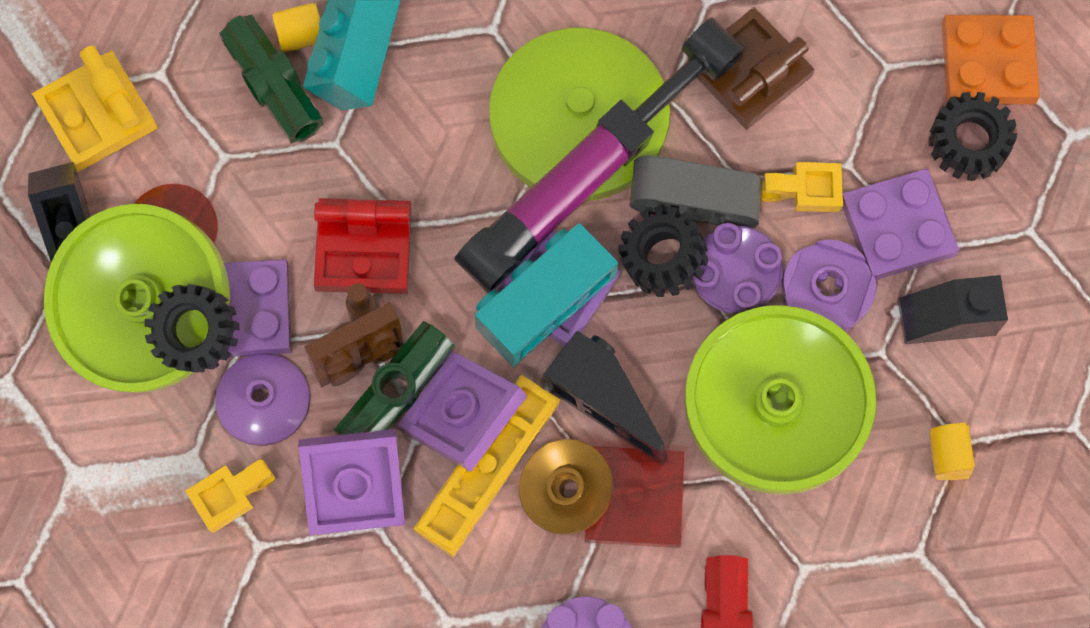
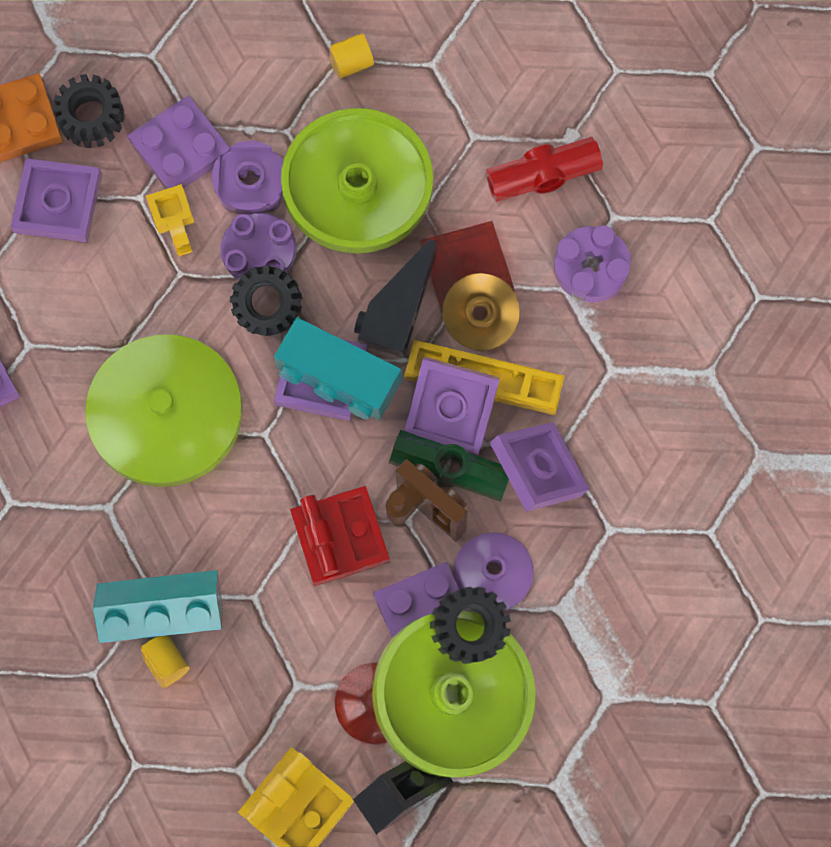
camera: 105 degrees left, 0 degrees up
(224, 496) = (585, 565): yellow plate -> none
(271, 78) = (217, 666): dark green piece -> none
(614, 142) = (187, 358): black piece -> none
(701, 190) = (207, 293): dark grey beam -> none
(764, 72) = (82, 288): reddish brown plate -> none
(869, 71) = (56, 200): none -> medium lavender plate
(954, 310) = (240, 84): black slope -> none

